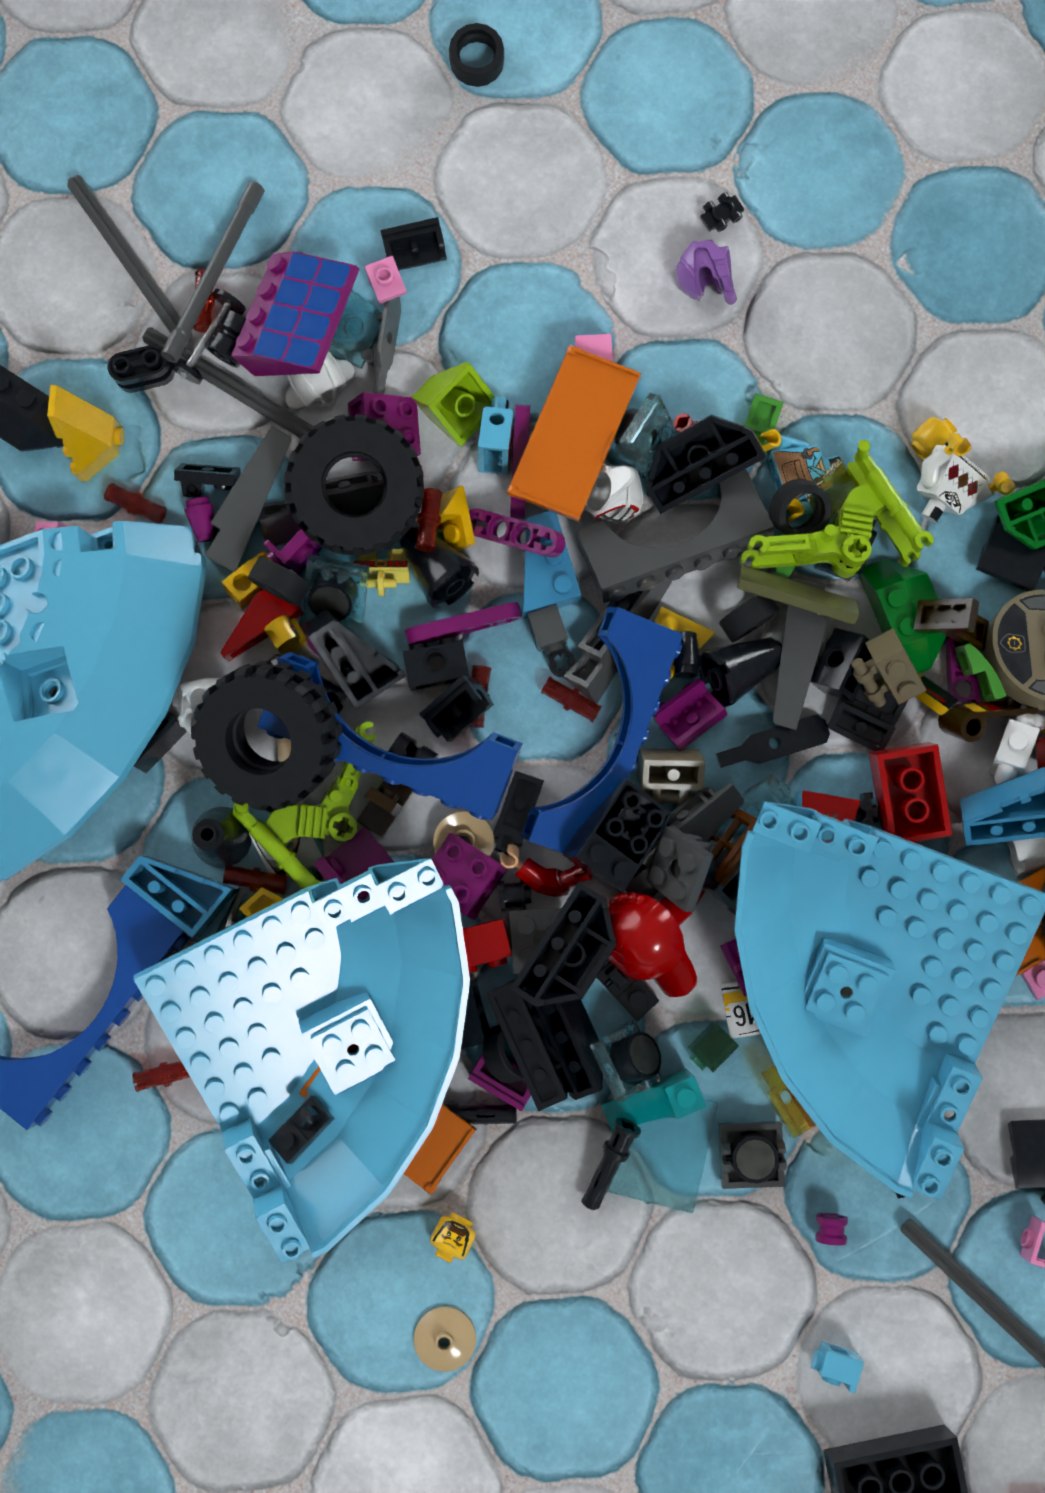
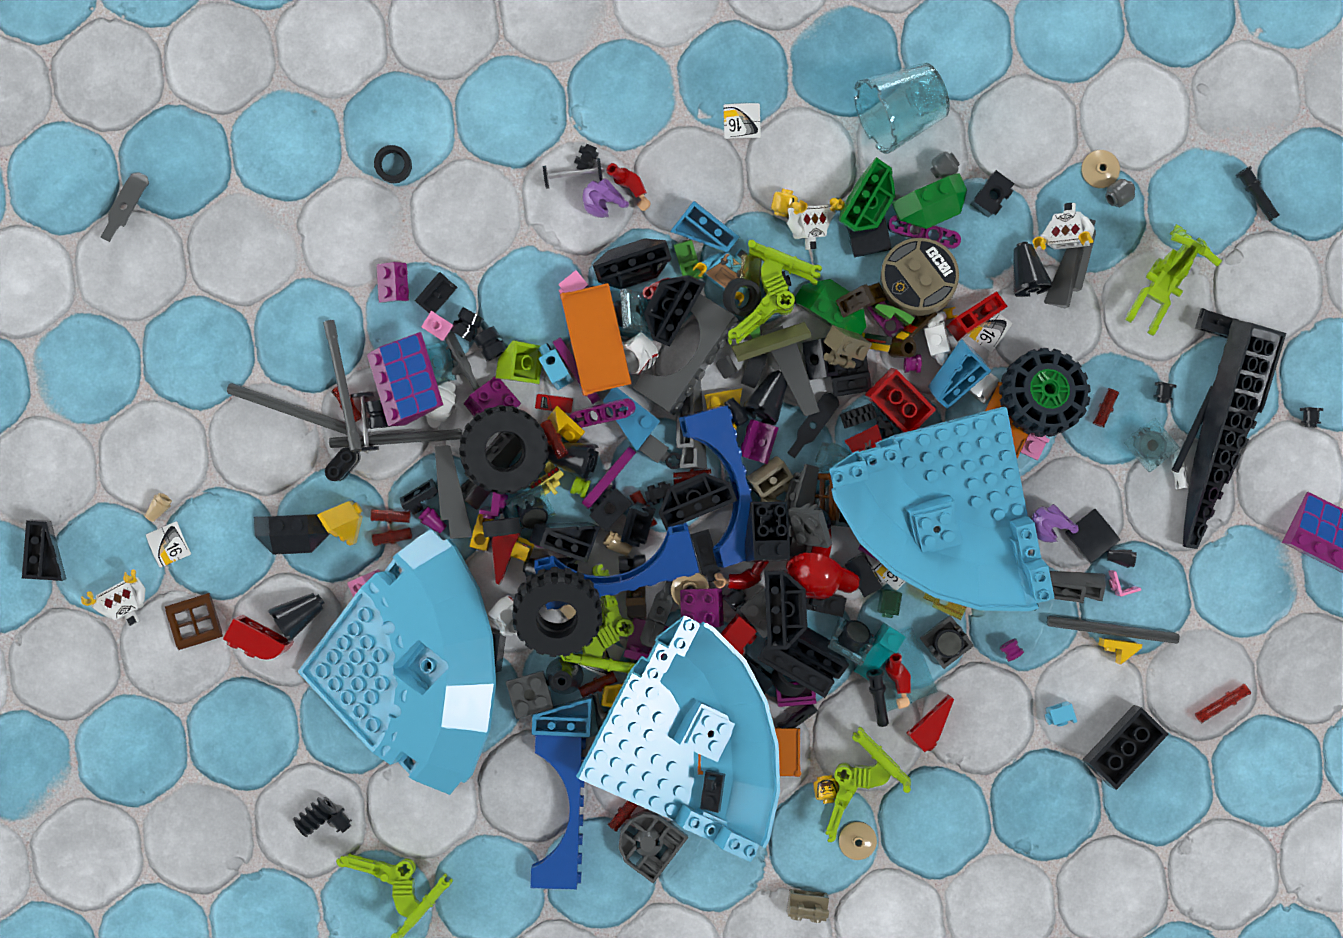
camera: 30 degrees left, 5 degrees up
(147, 1168) = (649, 864): none -> dark grey connector
(152, 476) = (390, 516): none -> clear red pin
(157, 827) = (529, 694): none -> dark grey piece
(315, 1379) = (807, 905): none -> dark tan brick
(371, 194) = (392, 282): none -> magenta bracket
(390, 850) = (656, 622): none -> dark grey piece
(408, 712) = (613, 543): none -> tan cone
(418, 609) = (580, 487): none -> lime wheel
(424, 306) = (466, 324): none -> black wheel
(436, 347) = (490, 343): none -> black wheel
(453, 476) = (549, 402): none -> red sticker
(507, 687) = (654, 494): none -> black piece
(513, 1258) = (863, 777): none -> lime piece
(556, 728) = (695, 498): none -> black wedge
(648, 1255) = (929, 728): none -> red slope
(655, 199) = (546, 176): none -> flat silver axle
(658, 1158) = (901, 677): none -> red arm
(689, 378) = (632, 263): none -> black wedge
(706, 997) = (868, 577): none -> black hinge
(714, 591) = (726, 367): none -> dark grey slope
(757, 276) = (630, 180): none -> red arm
(811, 398) = (705, 228): none -> dark azure wedge
(843, 771) = (858, 415): none -> black tyre
(950, 304) = (742, 120): none -> sticker
(959, 756) = (913, 364): none -> magenta wheel
(980, 1208) = (1077, 585): none -> dark grey wedge
(982, 1338) = (1124, 651): none -> yellow slope
(1002, 1087) = (1048, 518): none -> medium lavender helmet

